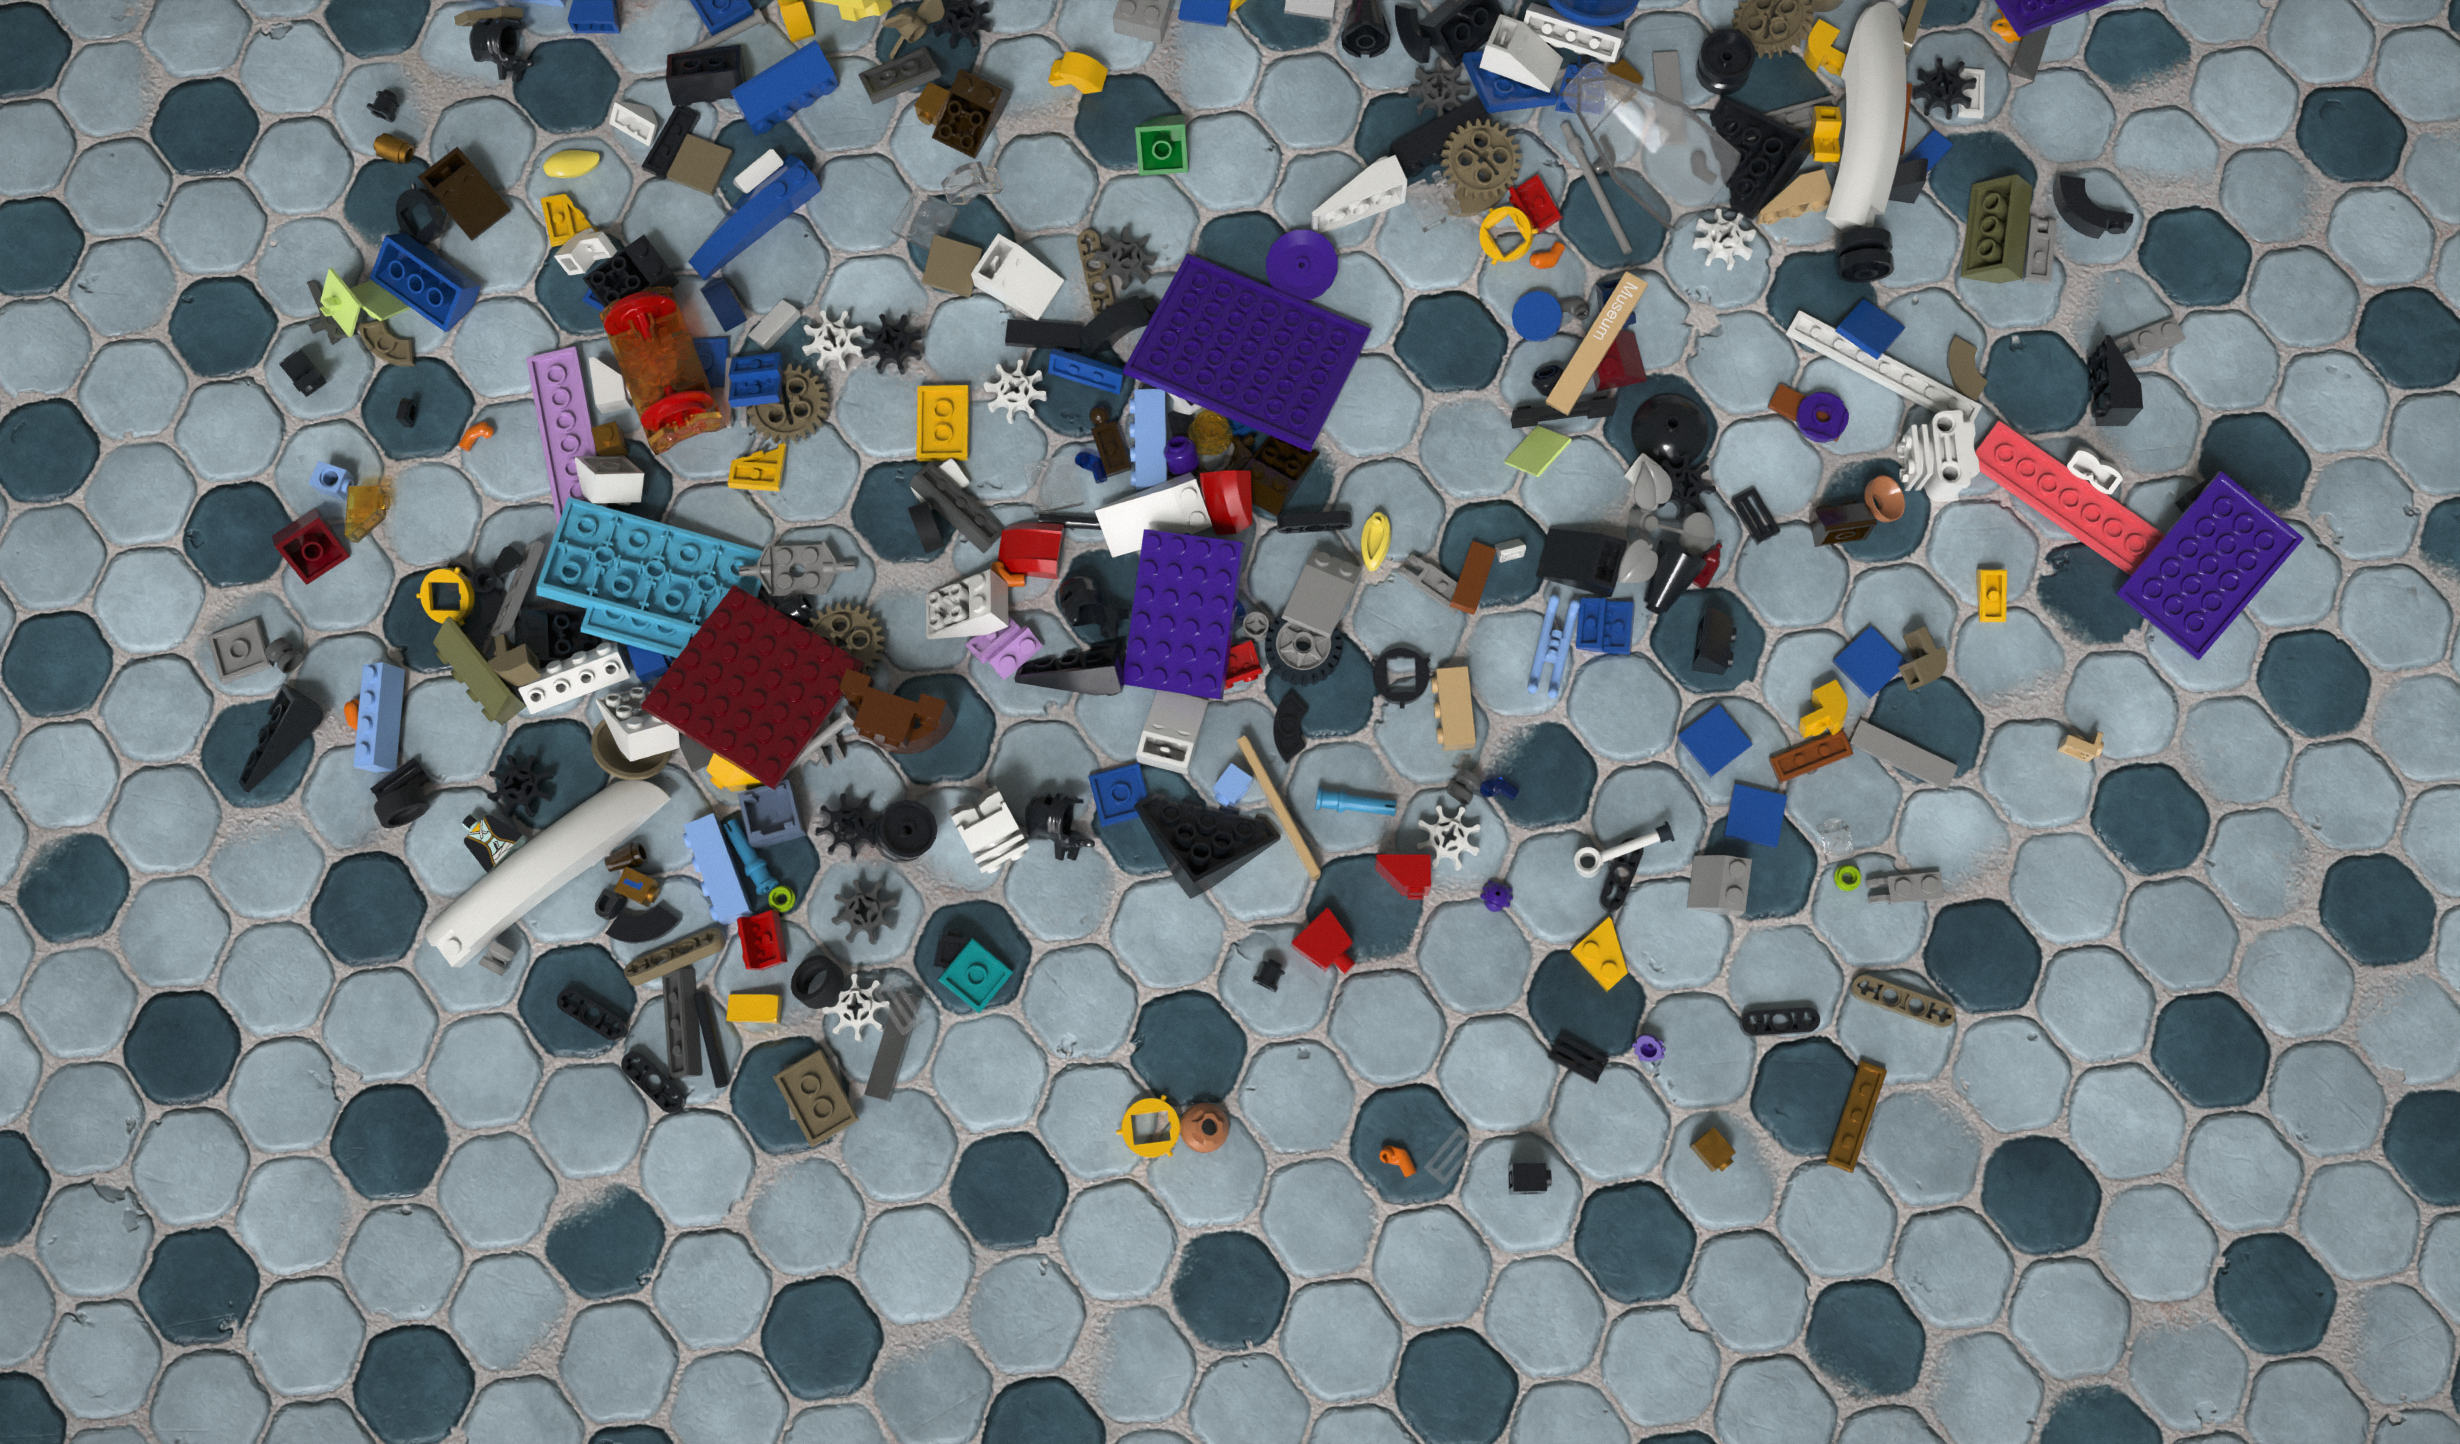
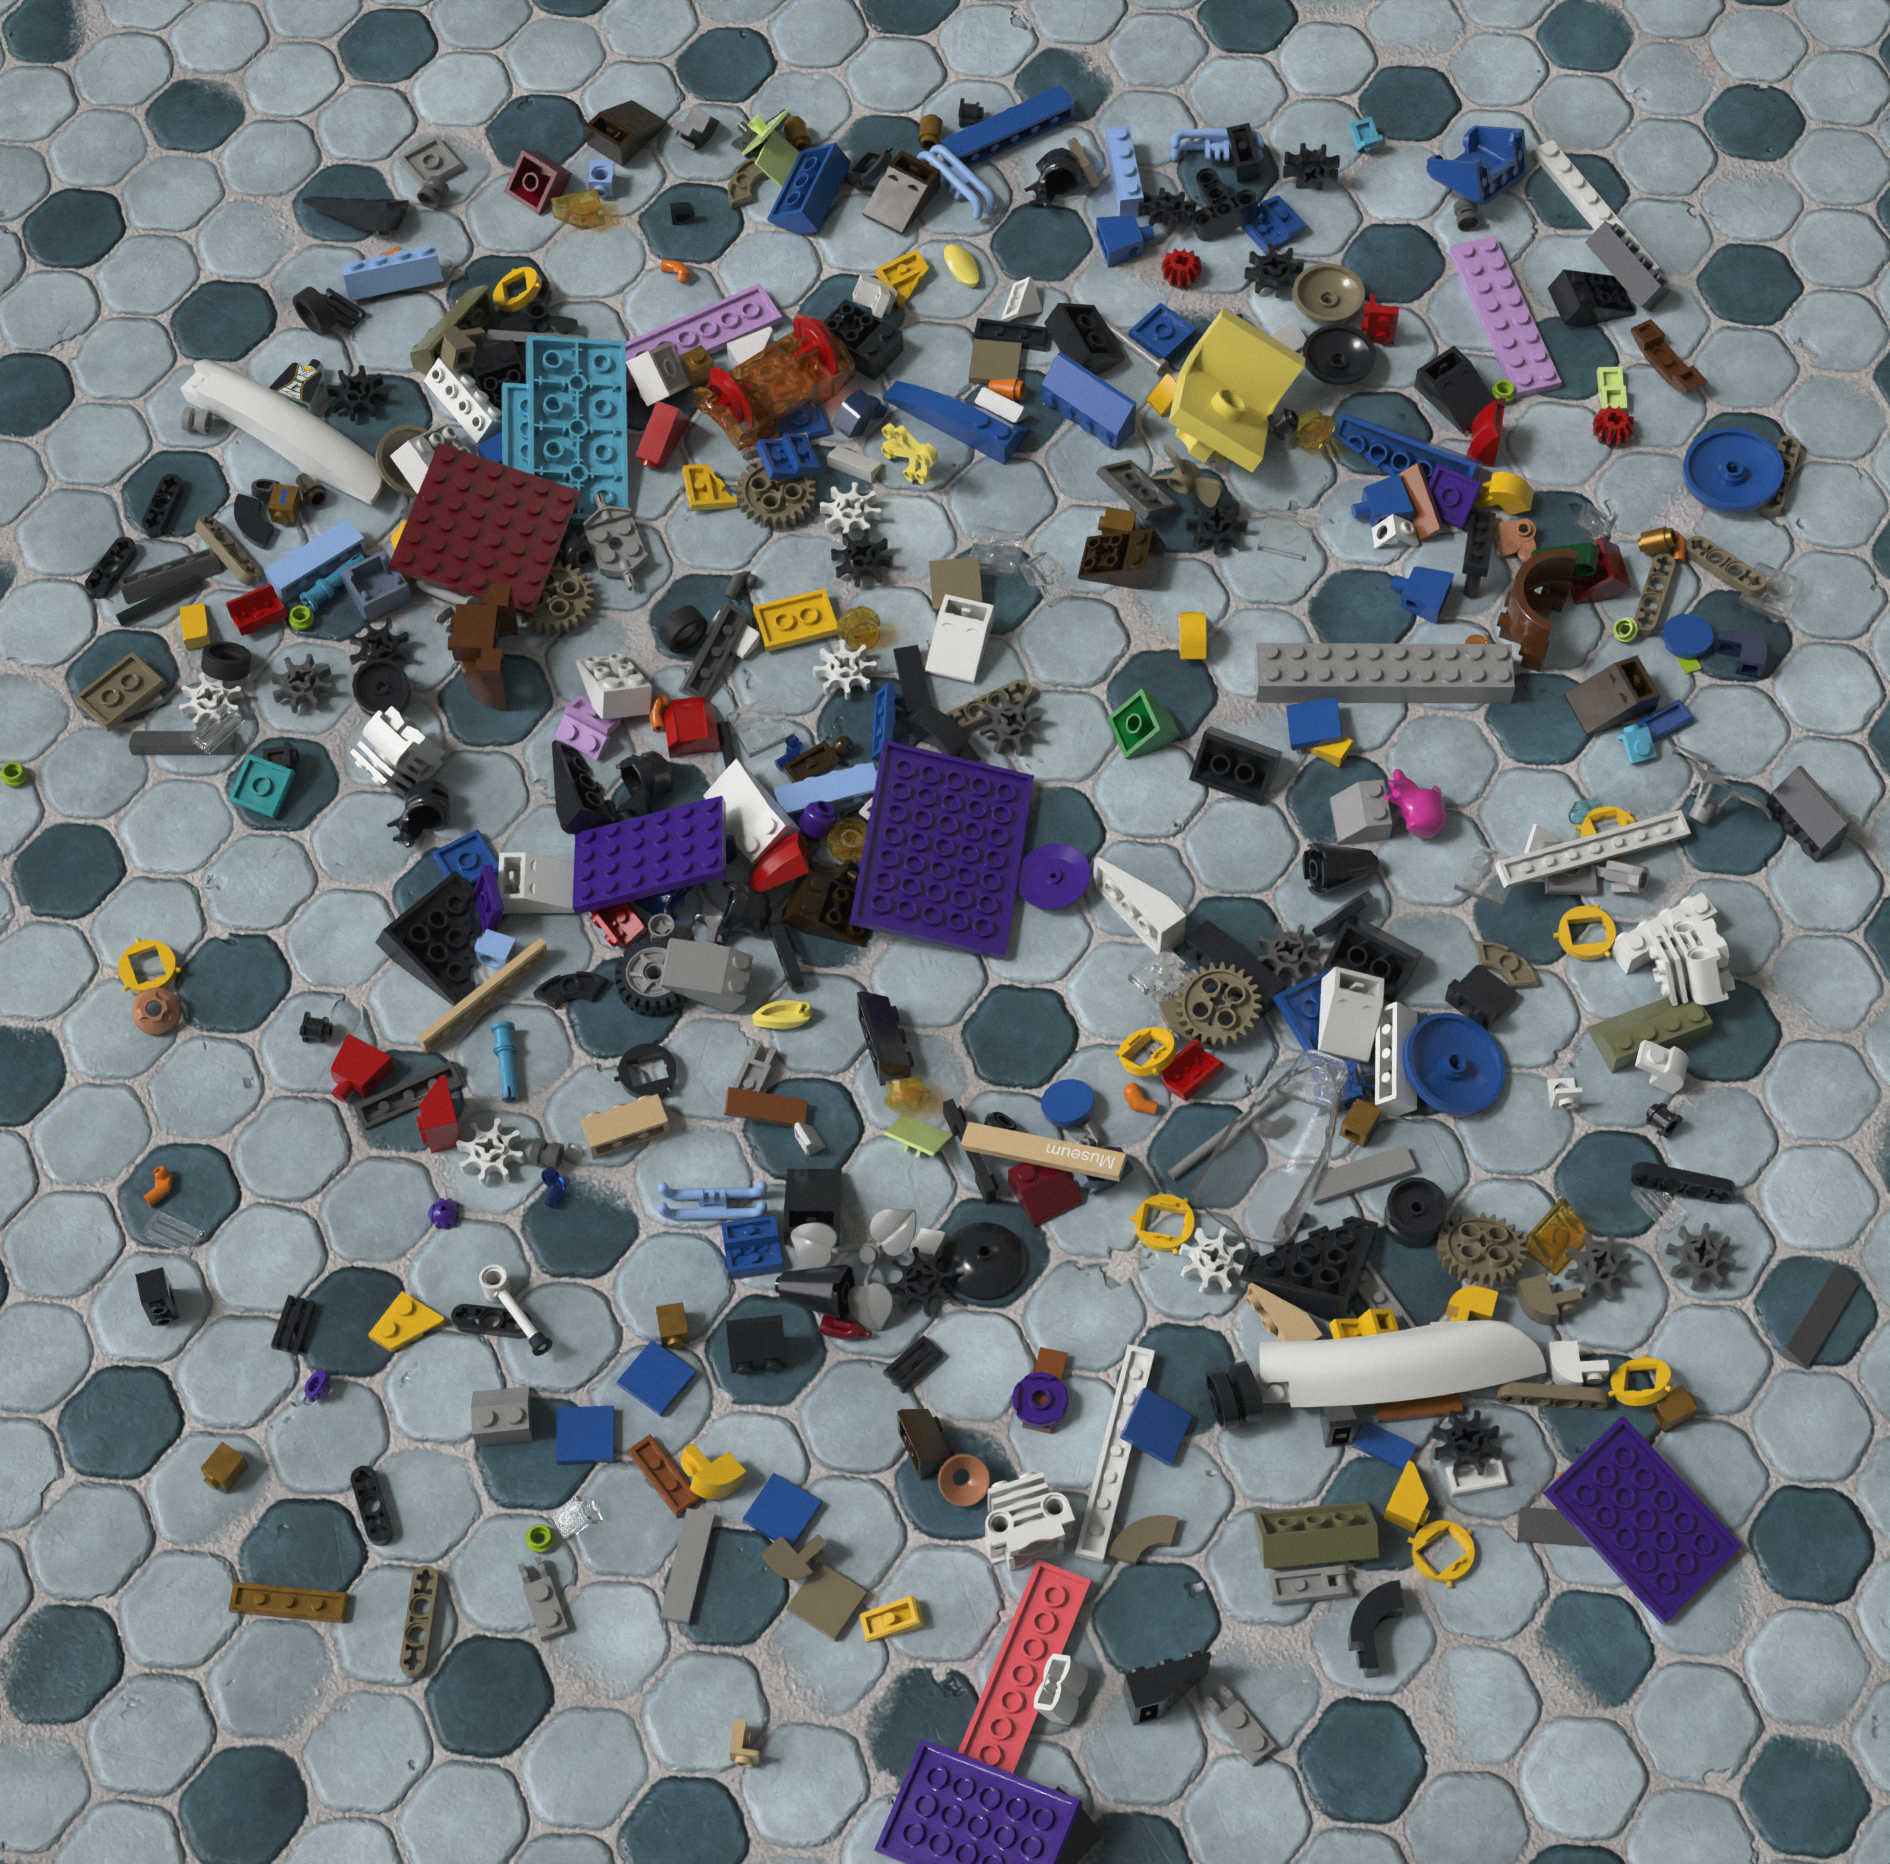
camera: 70 degrees right, 15 degrees down
(277, 444) = (623, 131): none -> dark brown slope
(351, 274) = (797, 133): none -> pearl gold brick
(418, 75) = (1011, 127): none -> blue brick
(467, 134) = (958, 178): none -> light blue piece
(685, 495) = (662, 435): none -> red slope
(737, 160) = (1011, 388): none -> orange cone
(814, 244) = (898, 446): none -> light yellow plant
(871, 1224) = (10, 769): none -> lime plate
(877, 459) = (740, 580): none -> dark grey arm
(975, 365) = (859, 627): none -> clear yellow piece
(1182, 778) = (488, 899): none -> dark purple tile
(1229, 77) = (1235, 765): none -> black slope
(1260, 553) = (743, 913): none -> black piece
(1360, 904) = (404, 1095): none -> dark grey slope
(1431, 456) = (883, 1037): none -> black slope
(1492, 450) = (906, 1094): none -> clear yellow piece
(1655, 261) = (1158, 1241): none -> yellow piece
(1671, 712) = (672, 1325): none -> pearl gold brick
(1965, 644) = (826, 1601): none -> dark tan tile
(1982, 149) = (1408, 1501): none -> yellow slope
(2014, 146) = (1428, 1534): none -> yellow piece

